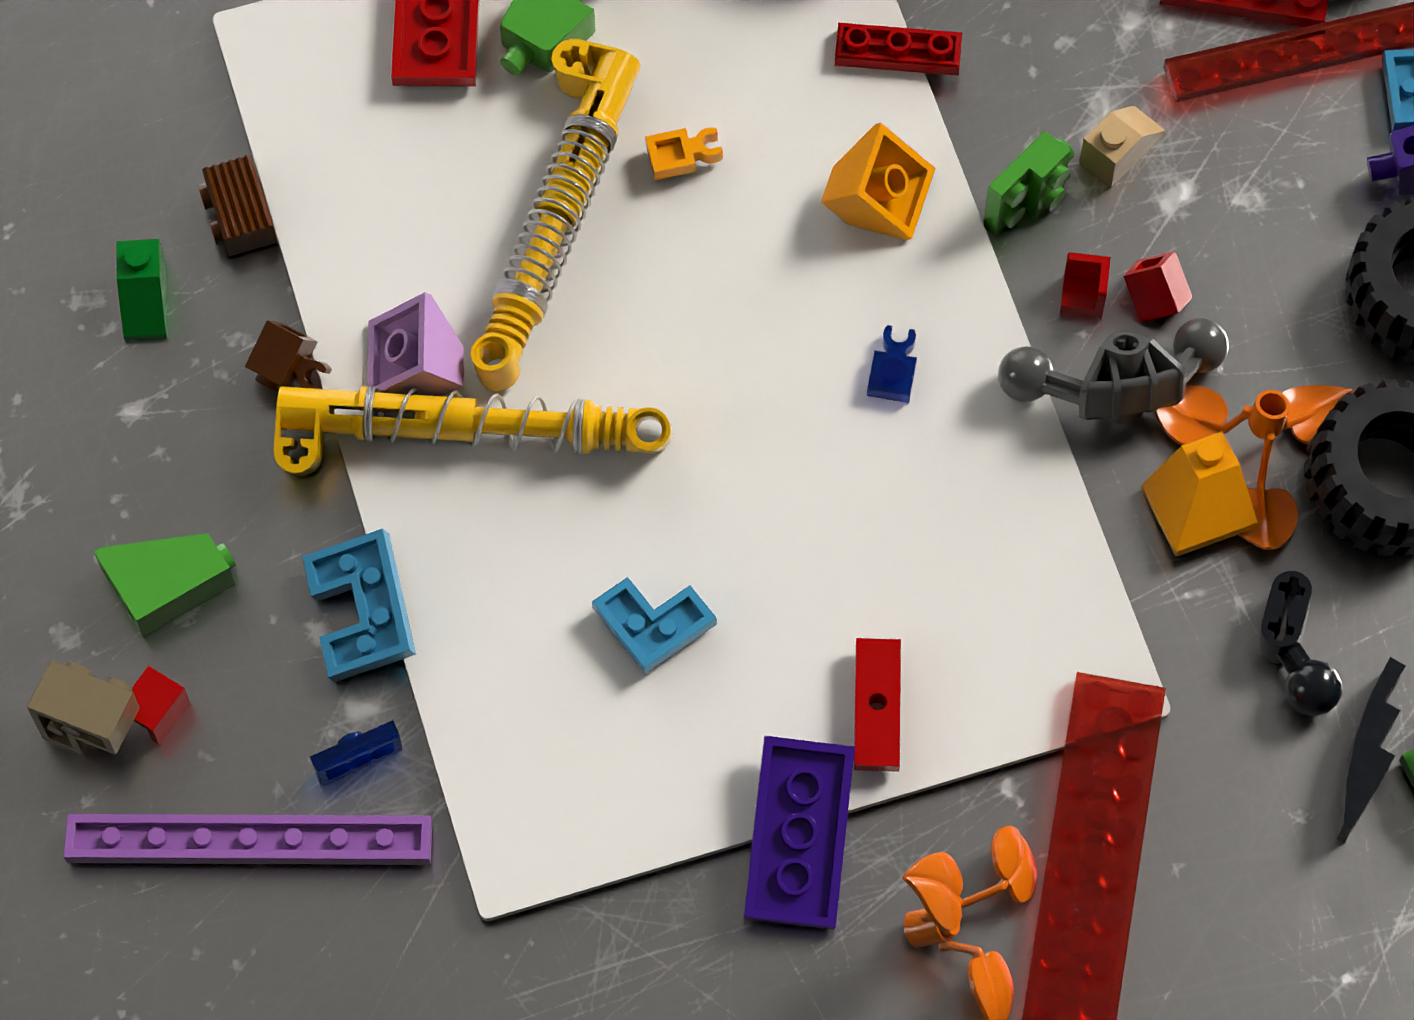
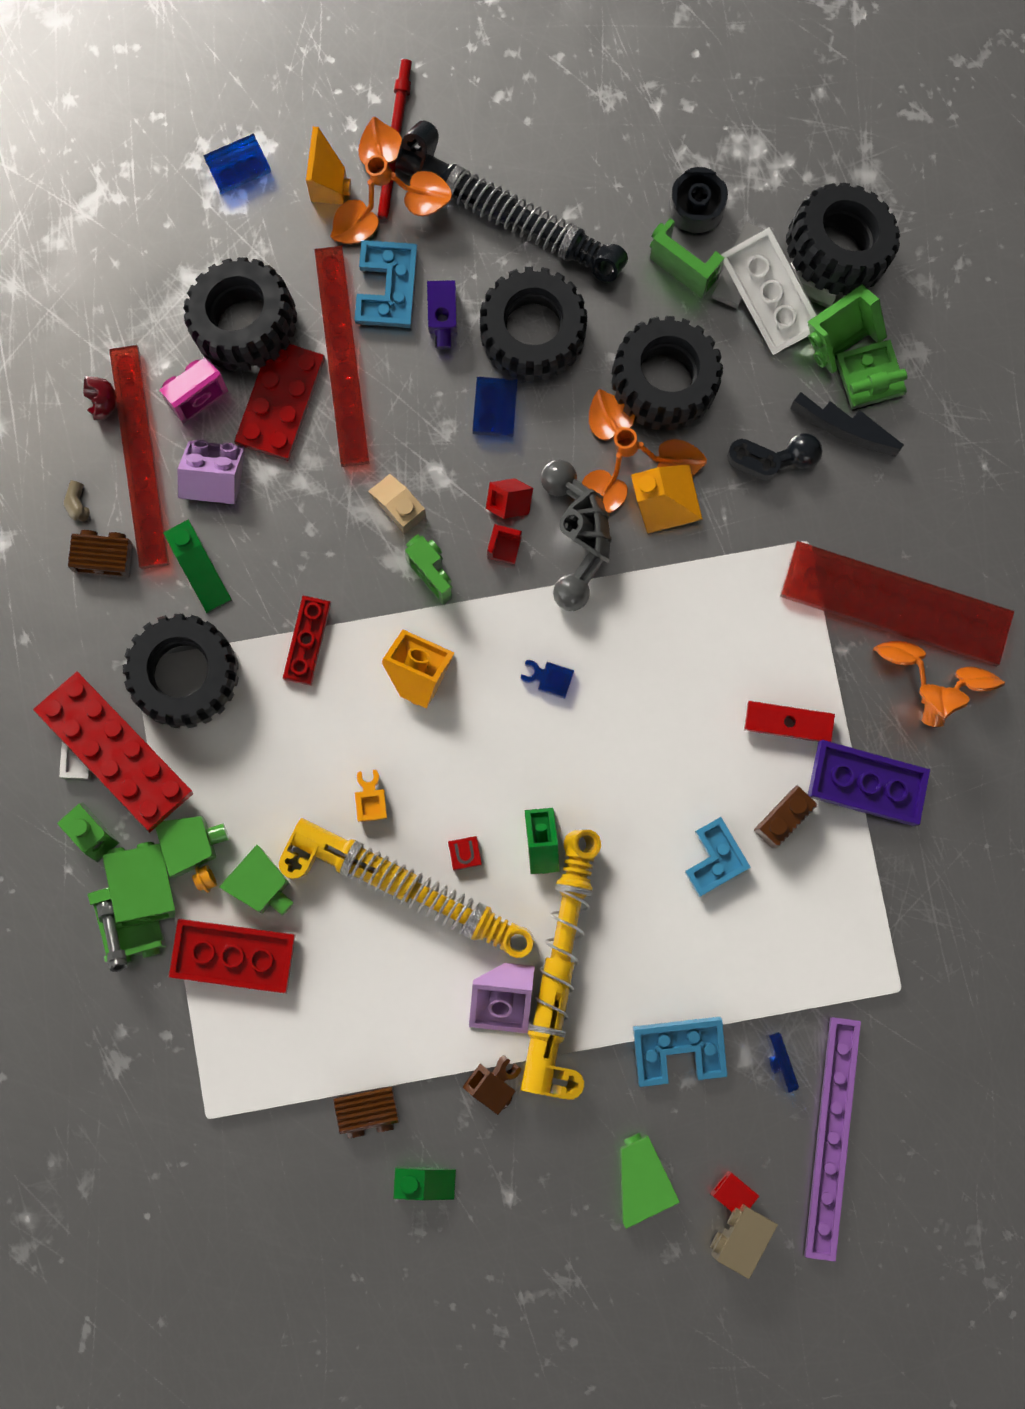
camera: 85 degrees left, 15 degrees up
(618, 285) = (464, 853): none -> red tile
(647, 377) = (542, 841): none -> green slope
(727, 709) = (785, 817): none -> reddish brown brick
(1294, 252) = (495, 406): none -> clear blue plate

